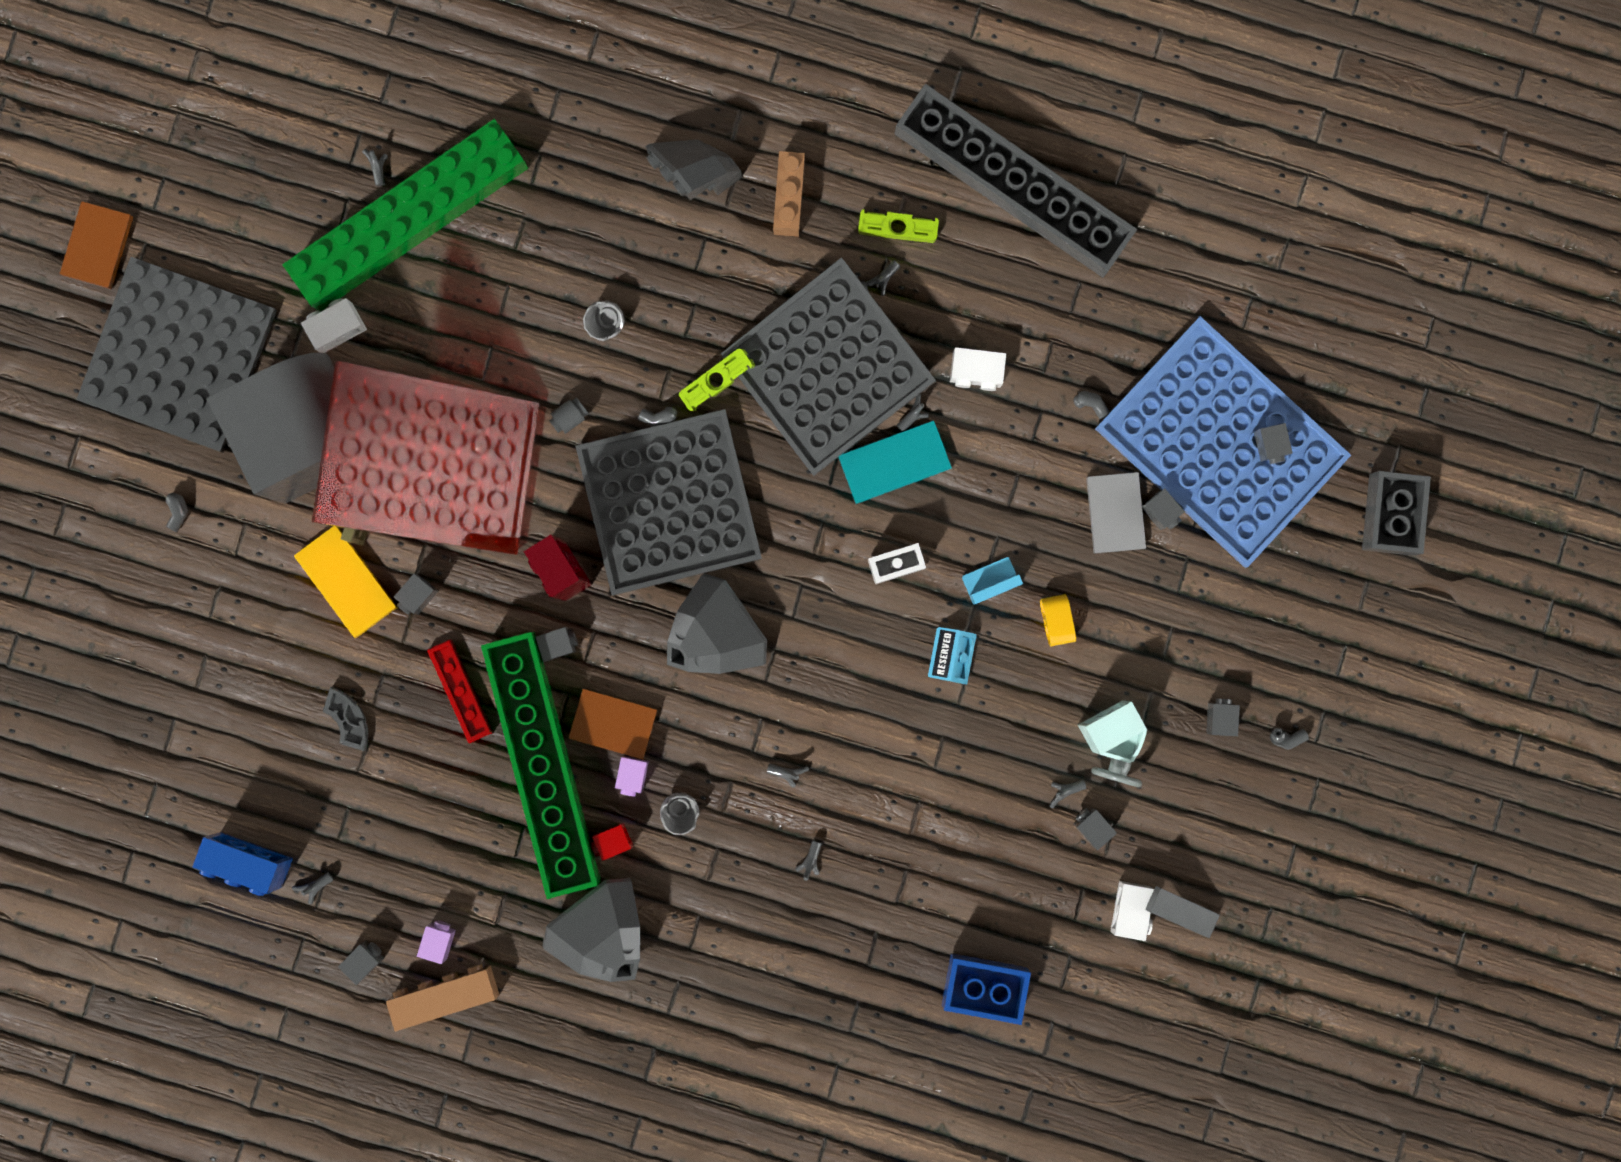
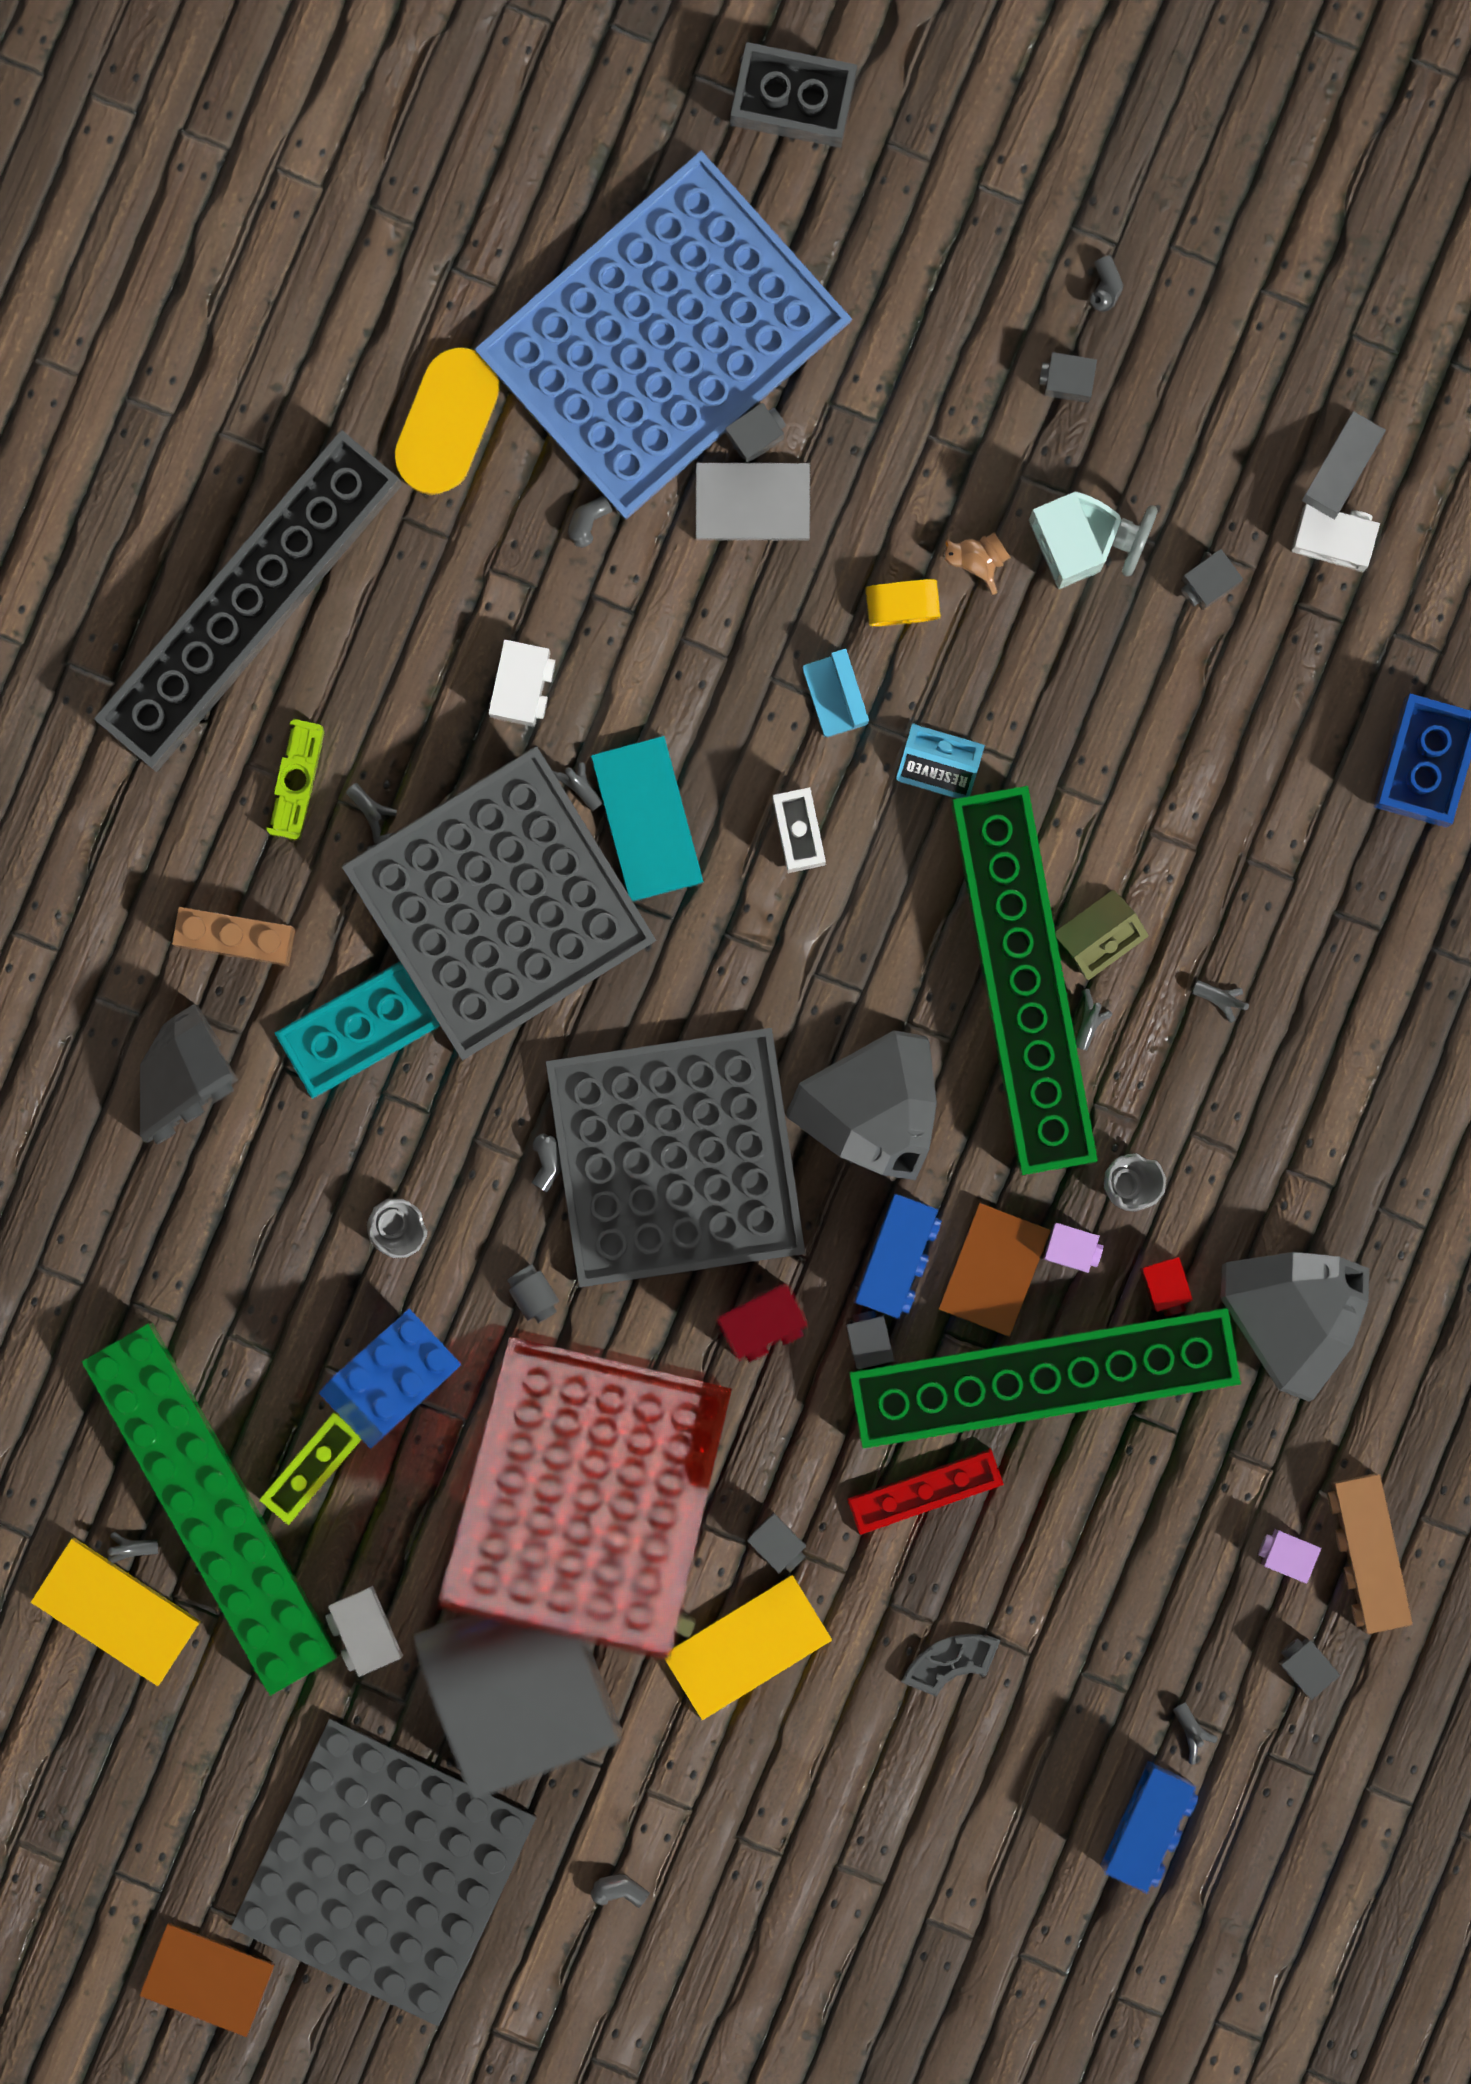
camera: 80 degrees left, 0 degrees up
(334, 161) = (115, 1611): none -> yellow tile
(438, 279) = (310, 1468): none -> lime brick
(500, 323) = (389, 1378): none -> blue brick
(613, 657) = (898, 1256): none -> blue brick
(702, 388) = (487, 1048): lime piece -> none
(734, 281) = (357, 1029): none -> teal tile
(808, 726) = (1024, 980): none -> green brick
(846, 775) = (1101, 934): none -> olive panel
(1066, 790) = (1152, 614): dark grey bar -> none
(1093, 668) = (978, 557): none -> medium nougat animal
(1149, 303) = (446, 421): none -> yellow tile
(1273, 443) = (675, 263): dark grey brick -> none

